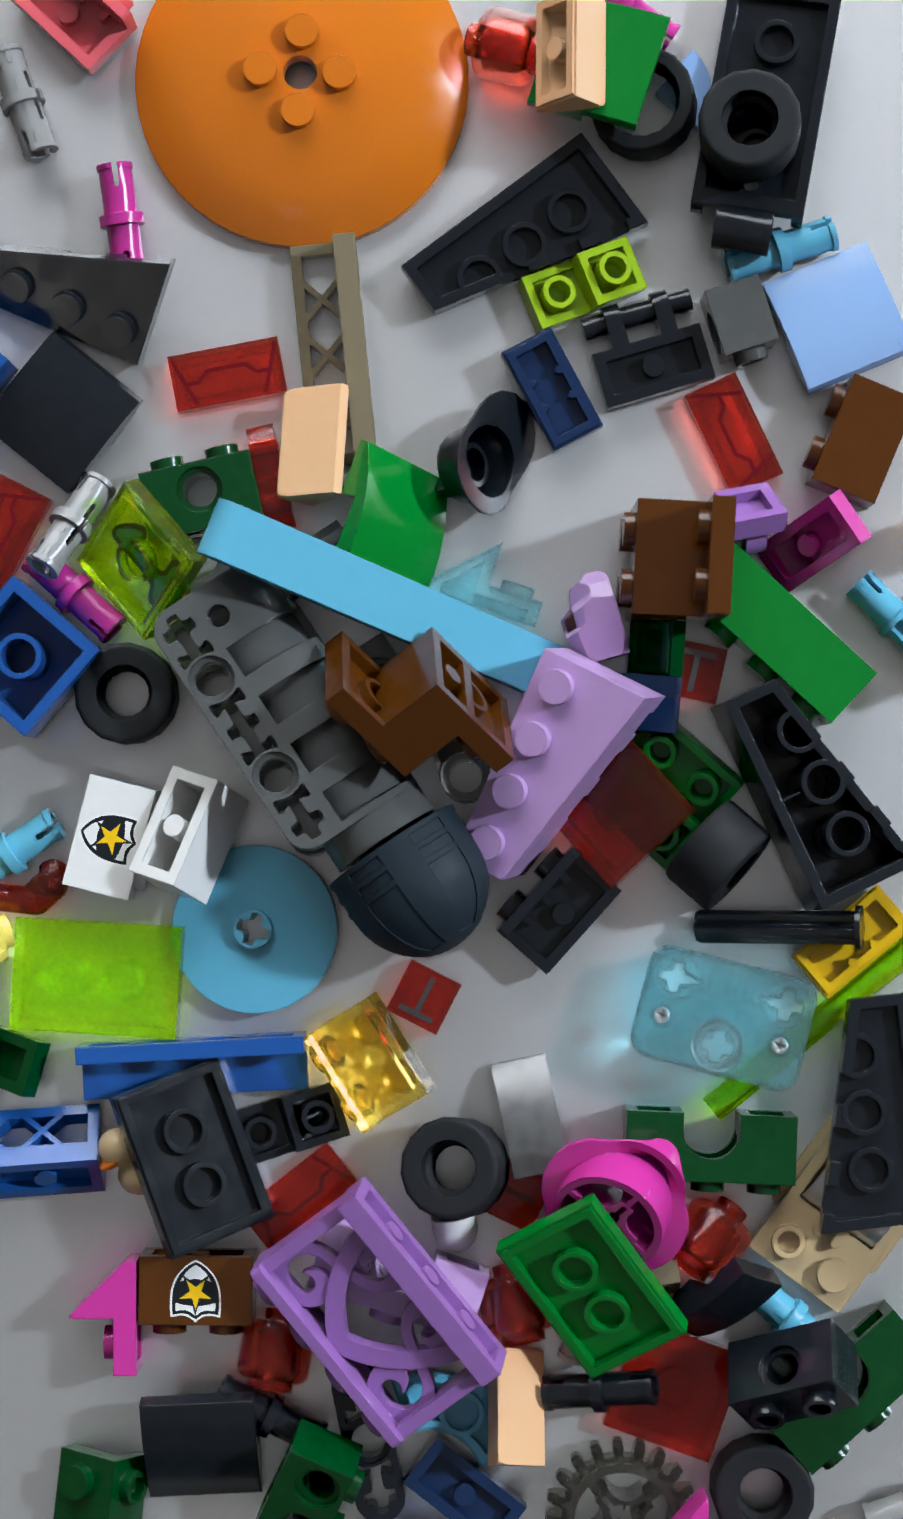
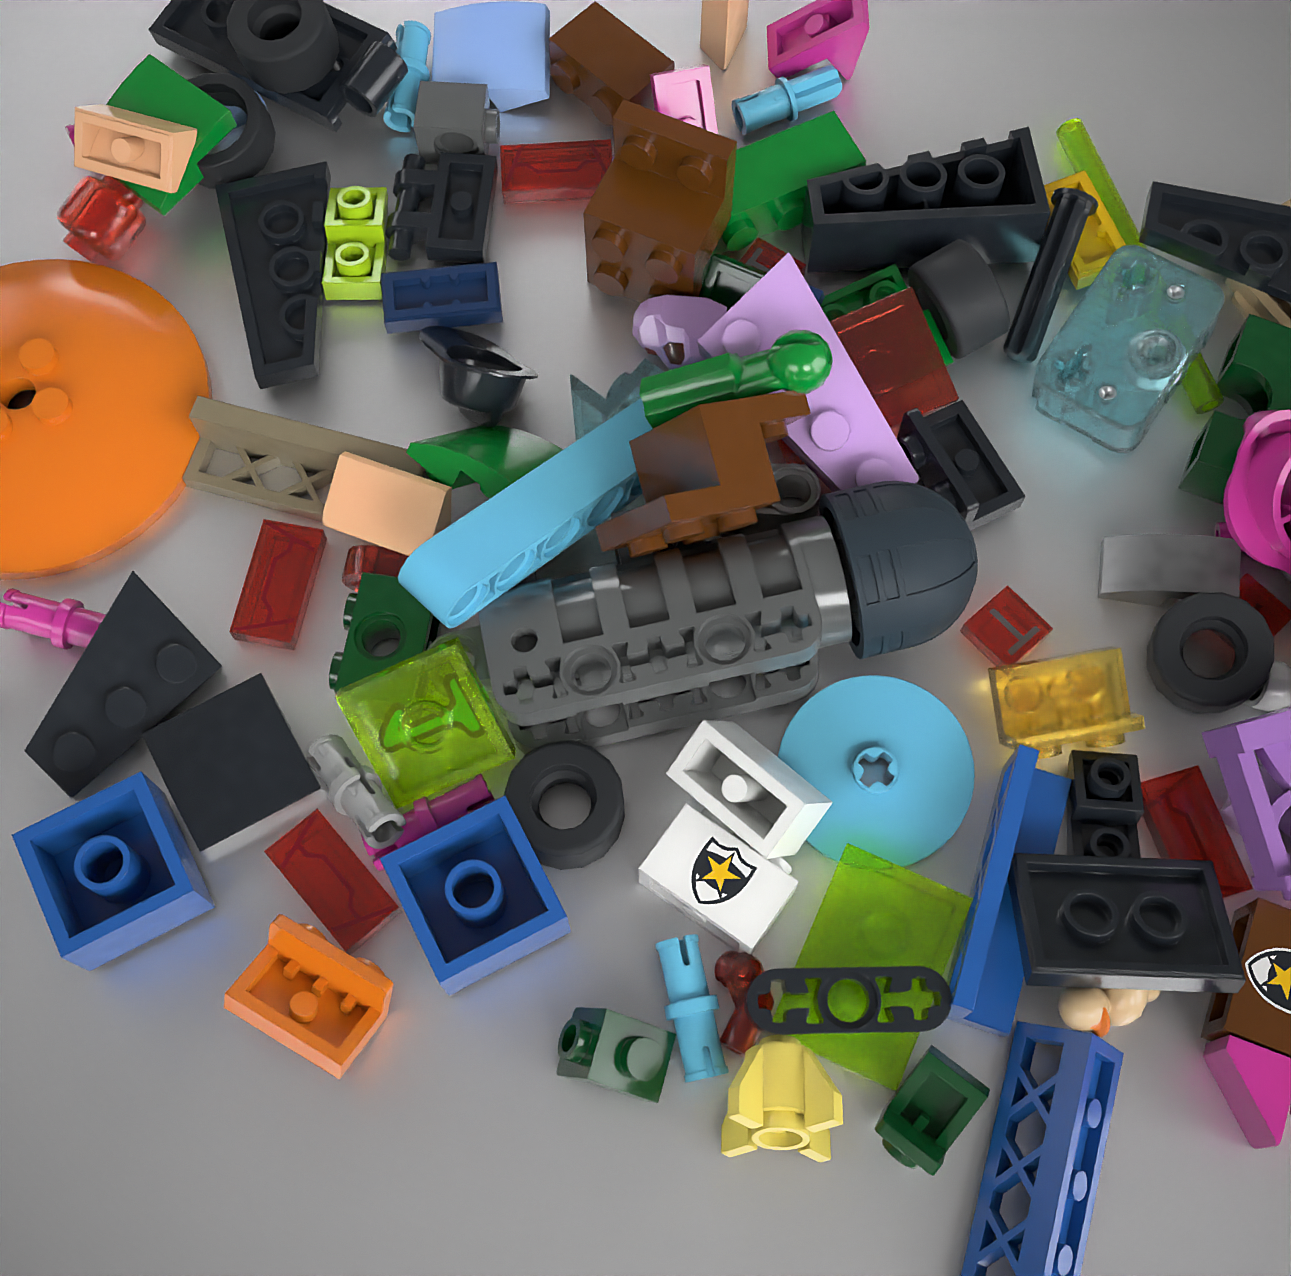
camera: 75 degrees left, 20 degrees down
(21, 938) = (897, 981): none -> black beam
(509, 695) = (794, 362): none -> green piece

